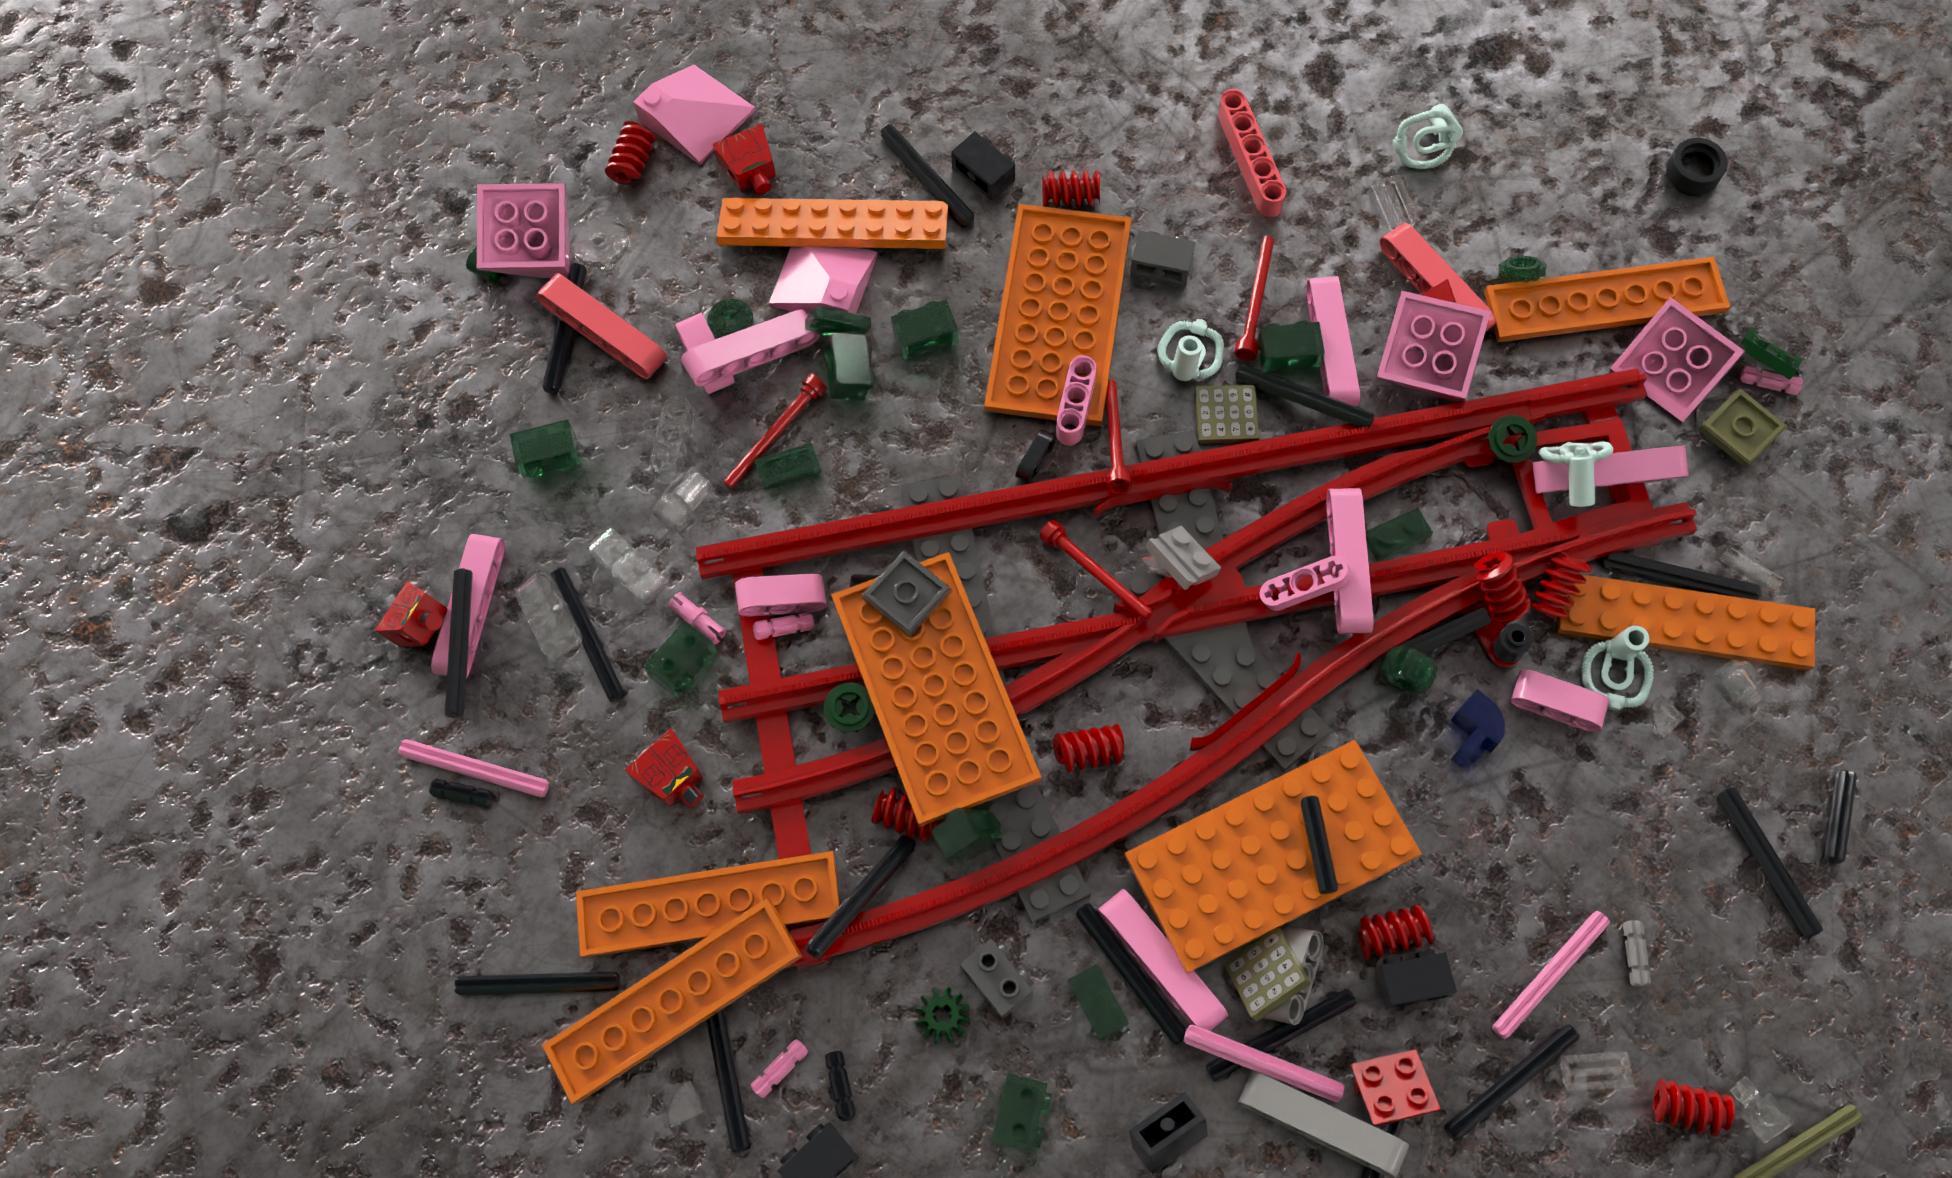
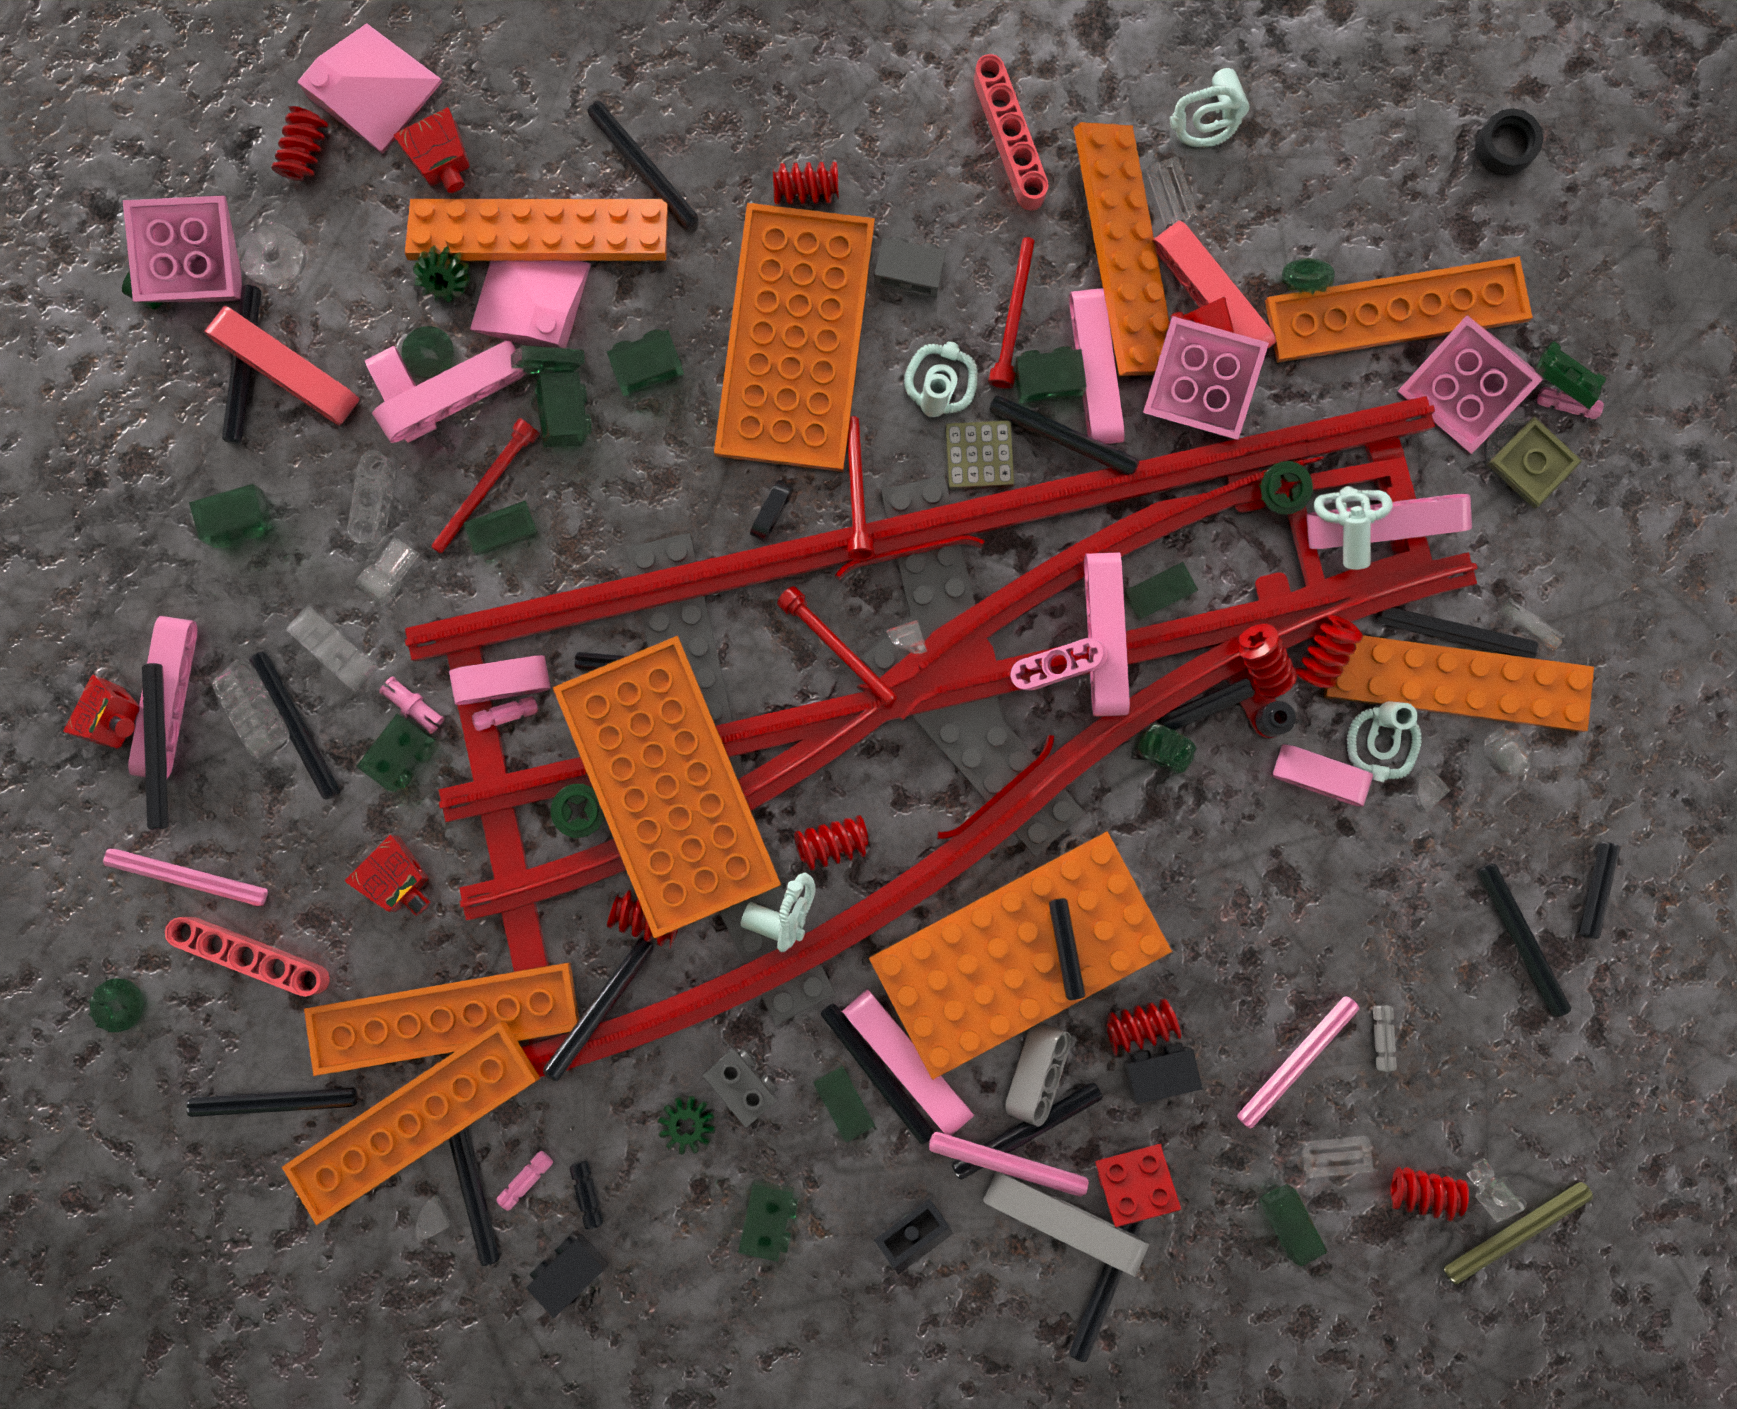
camera: 10 degrees left, 15 degrees up
(402, 898) = (127, 994): none -> clear green gear
(461, 793) = (175, 904): black axle -> none
(513, 833) = (232, 951): none -> coral beam
(756, 251) = (454, 273): none -> dark green gear
(906, 593) = (633, 686): dark grey tile -> none
(967, 833) = (705, 940): clear green brick -> none
(983, 165) = (707, 153): black brick -> none
(1048, 817) = (779, 925): none -> light aqua piece
(1078, 388) = (813, 433): bright pink beam -> none
(1183, 557) = (929, 635): light grey plate -> none
(1267, 974) = (1013, 1076): tile -> none
(1354, 242) = (1124, 245): none -> orange plate
(1483, 723) = (1243, 804): clear blue brick -> none
(1511, 1082) = (1254, 1170): black axle -> none
(1555, 1136) = (1293, 1225): none -> clear green brick

